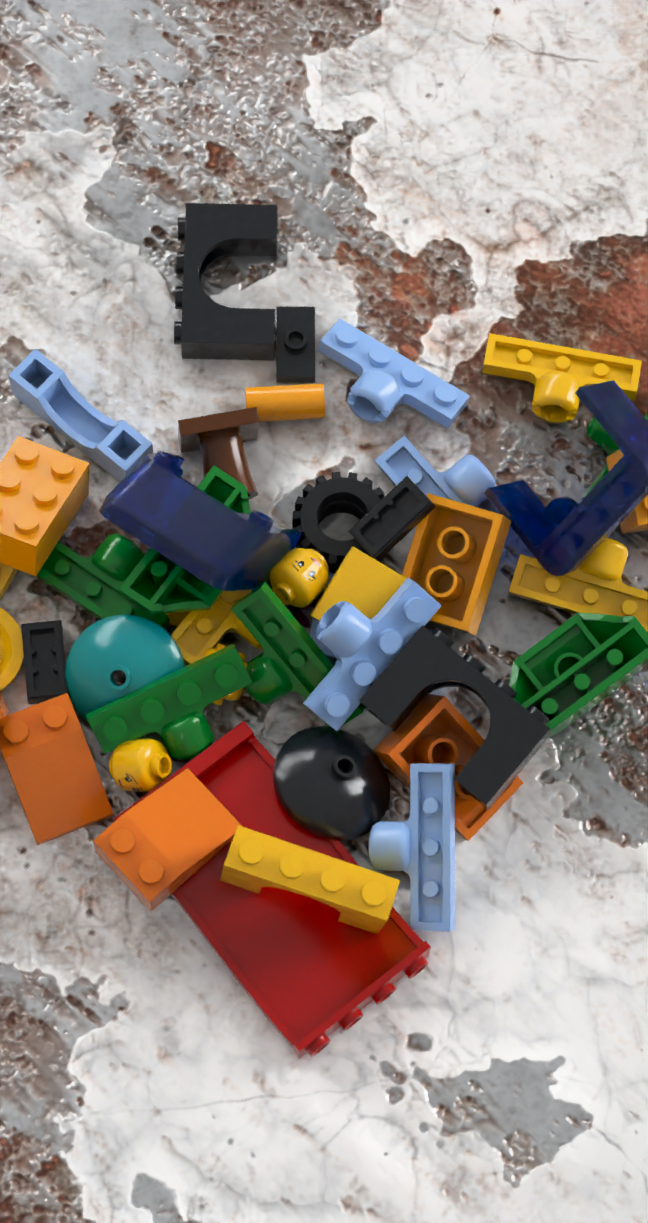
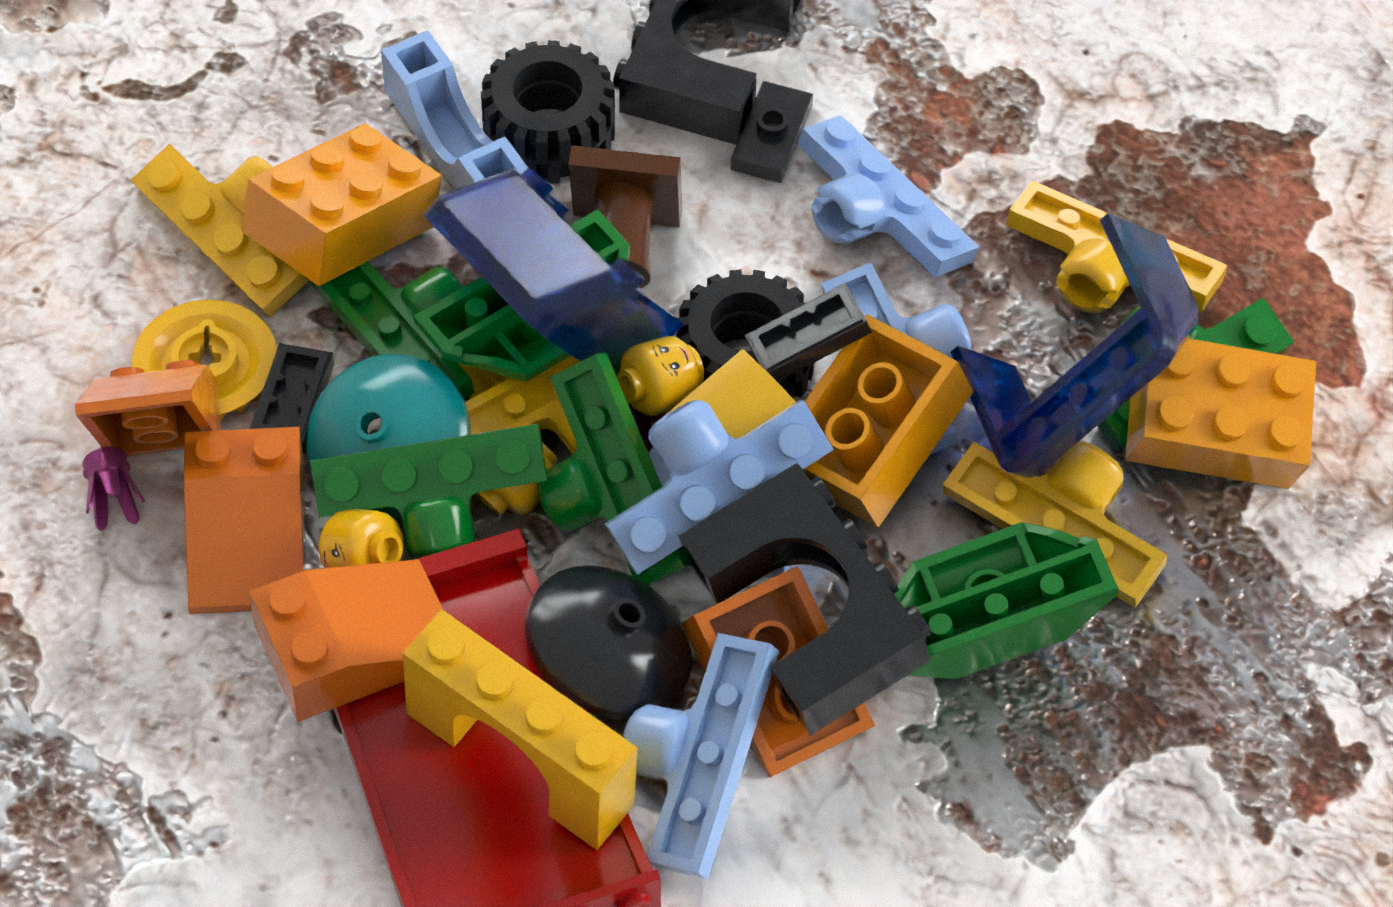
camera: 20 degrees right, 15 degrees down
(134, 353) = (549, 79): none -> black tyre
(287, 402) = (732, 189): light orange piece -> none

